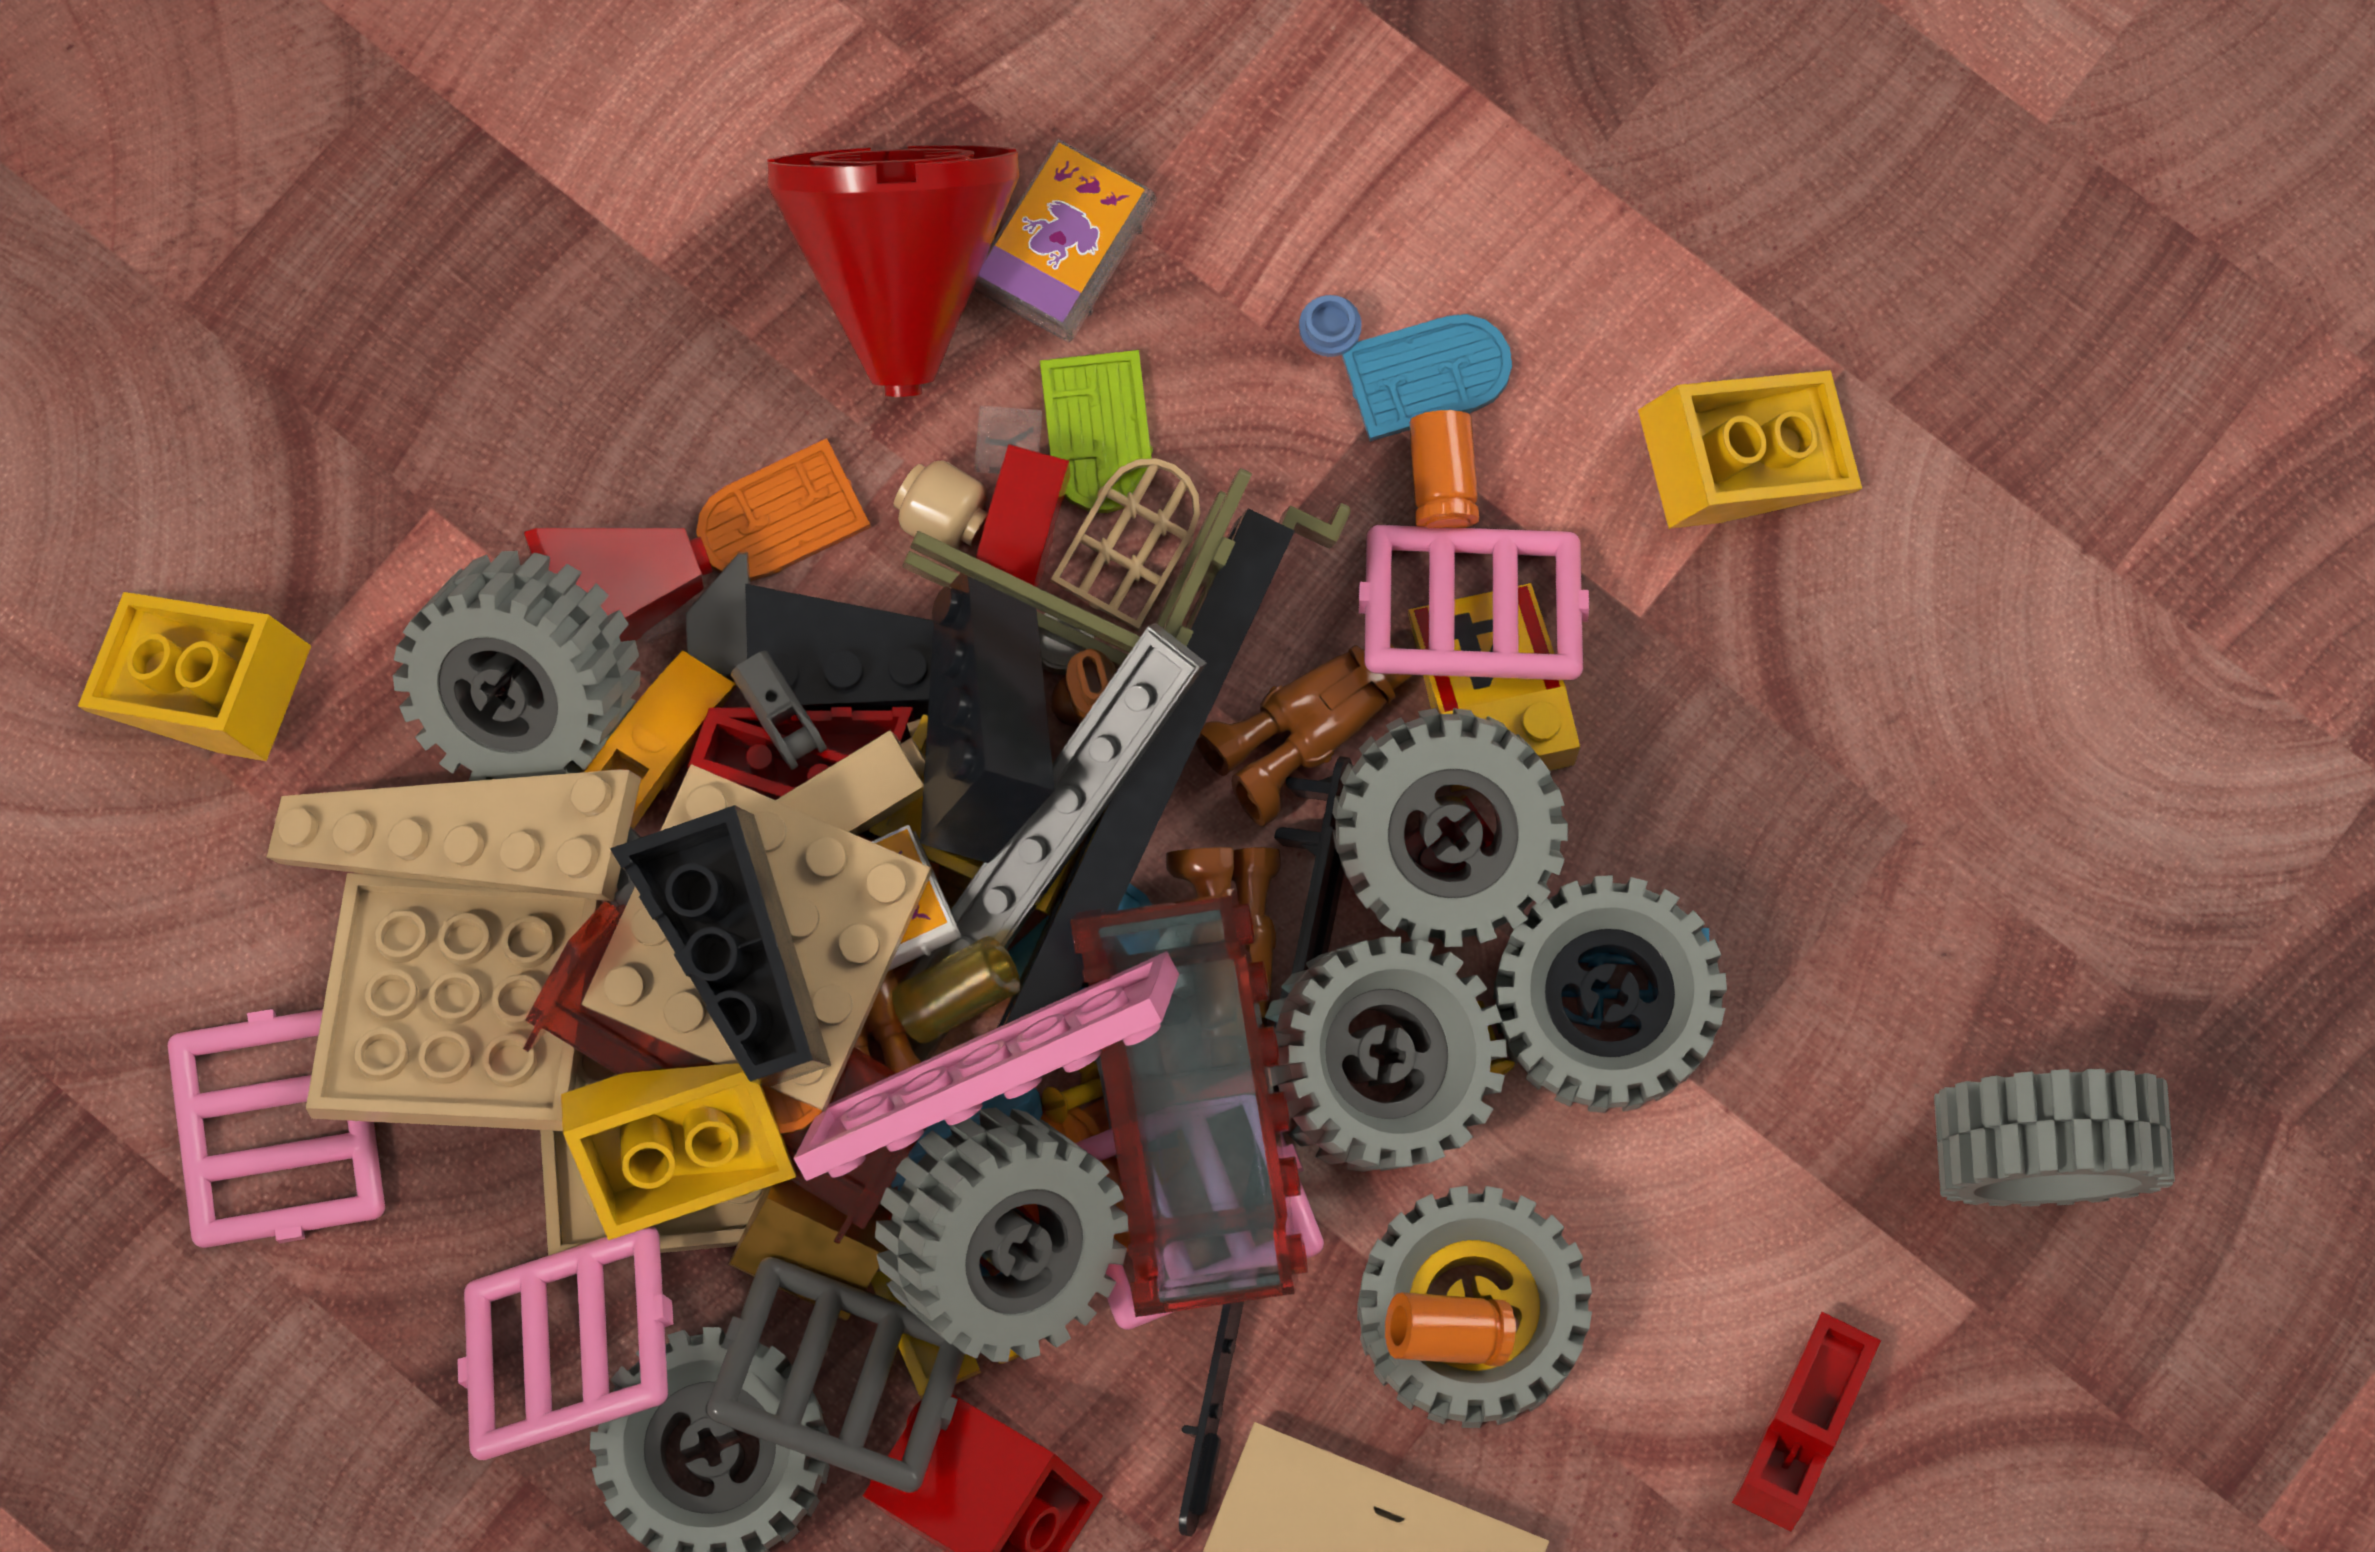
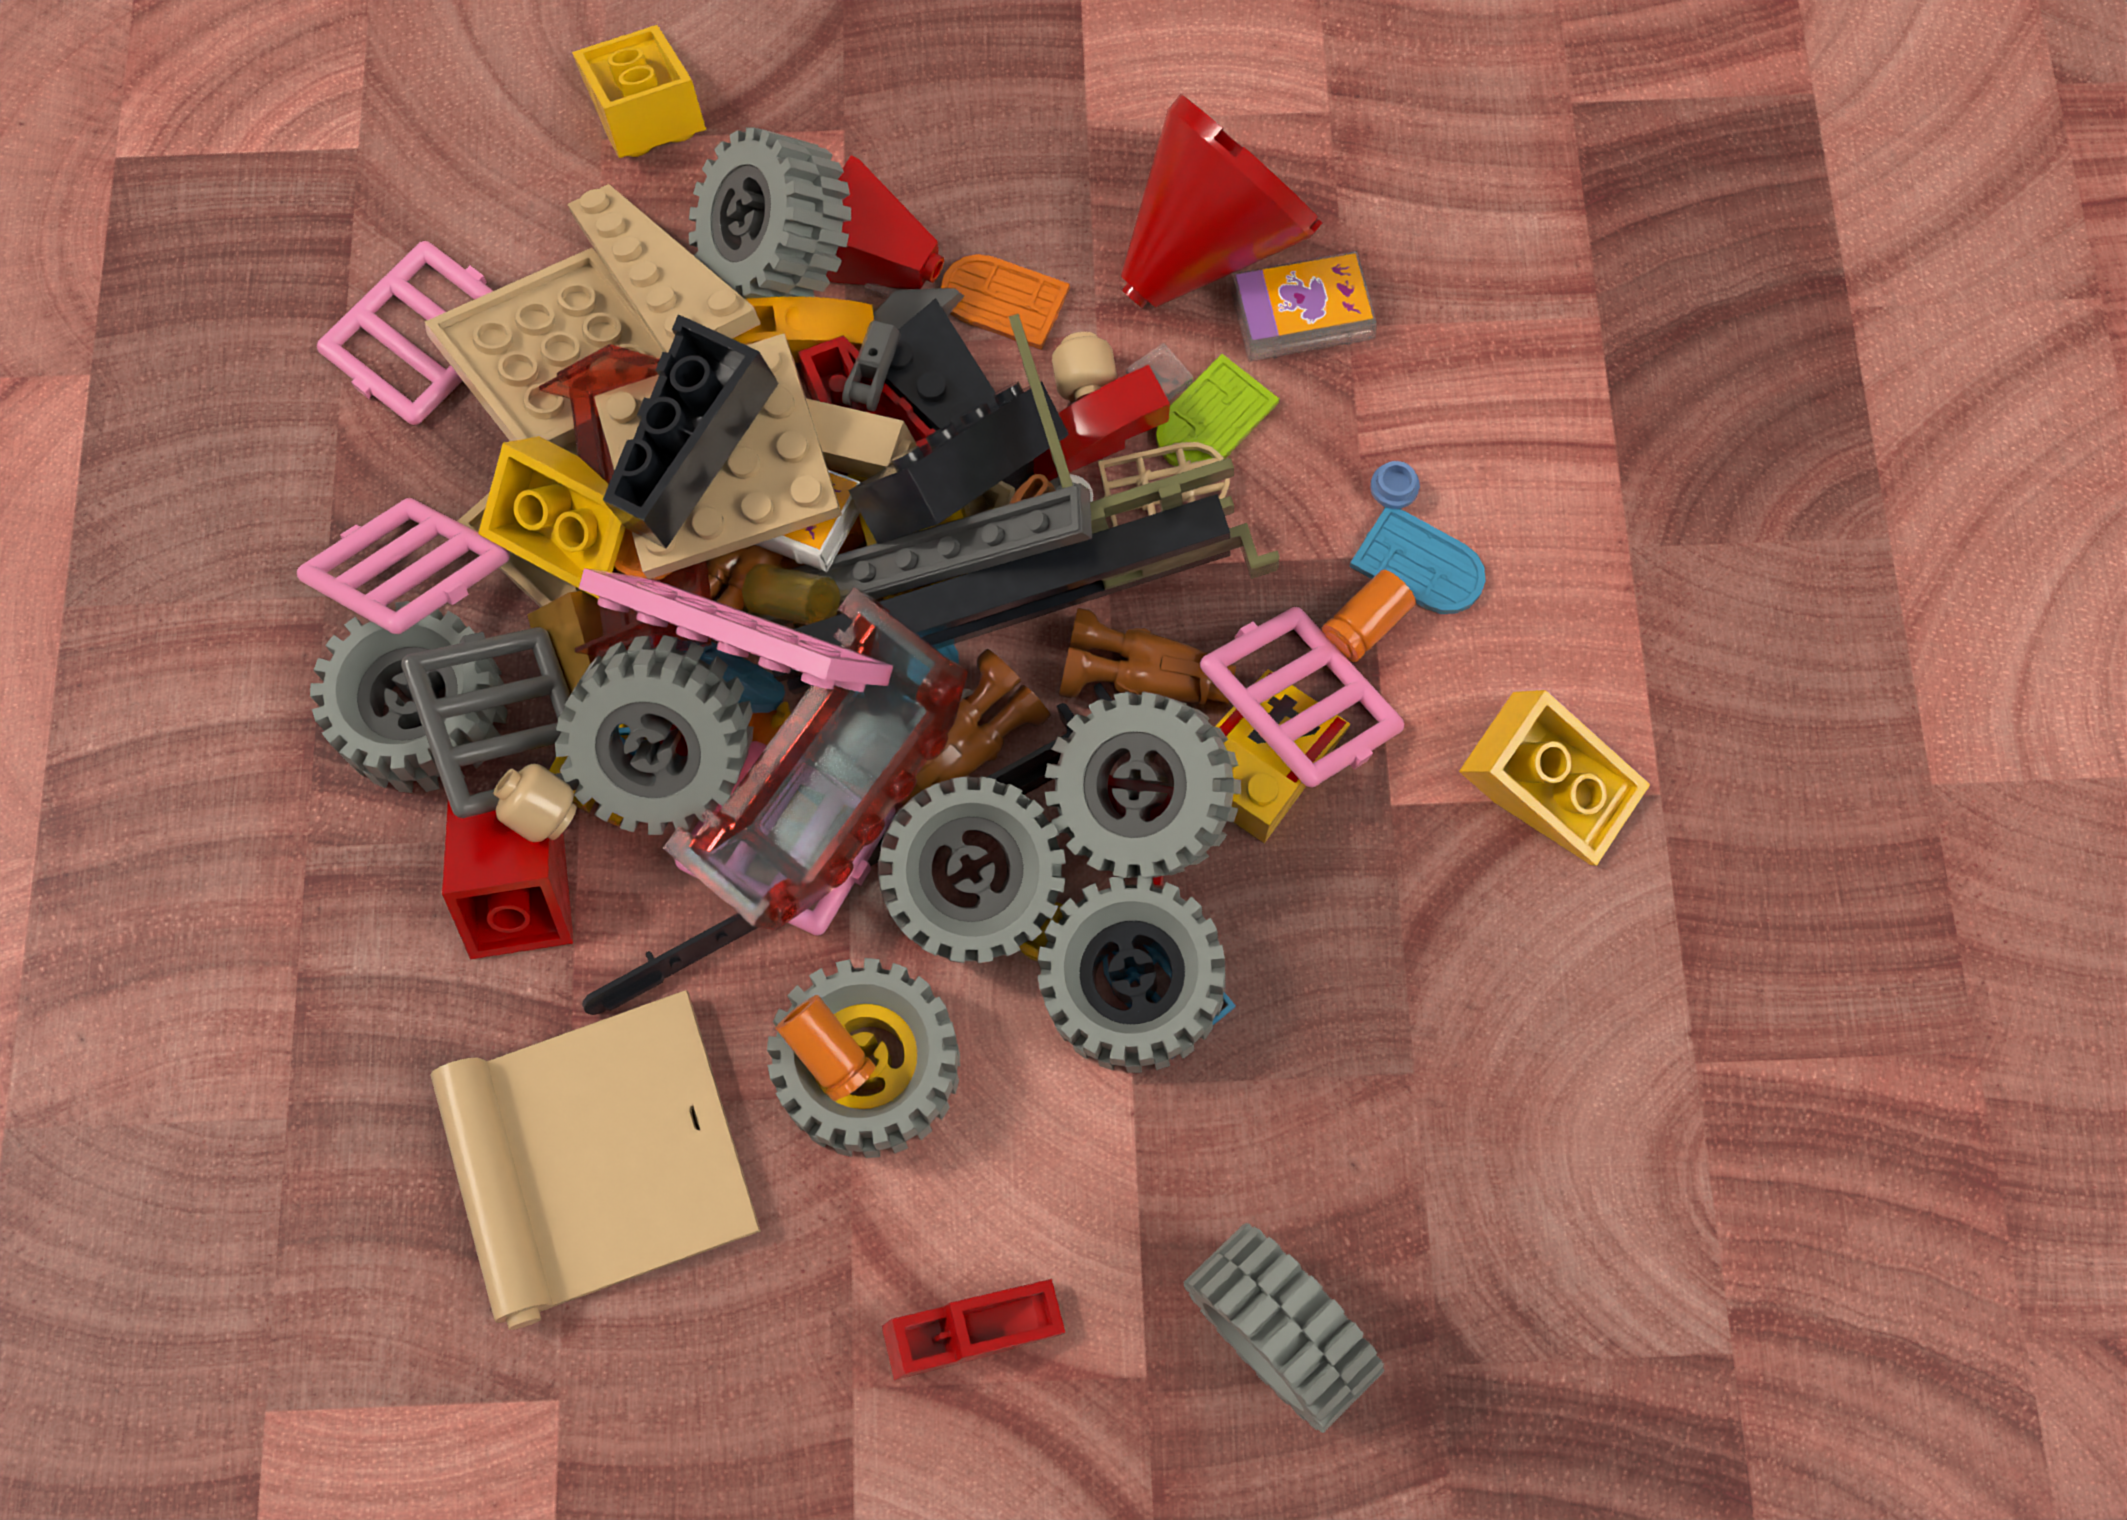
camera: 50 degrees right, 5 degrees down
(971, 1405) = (534, 803): none -> tan head

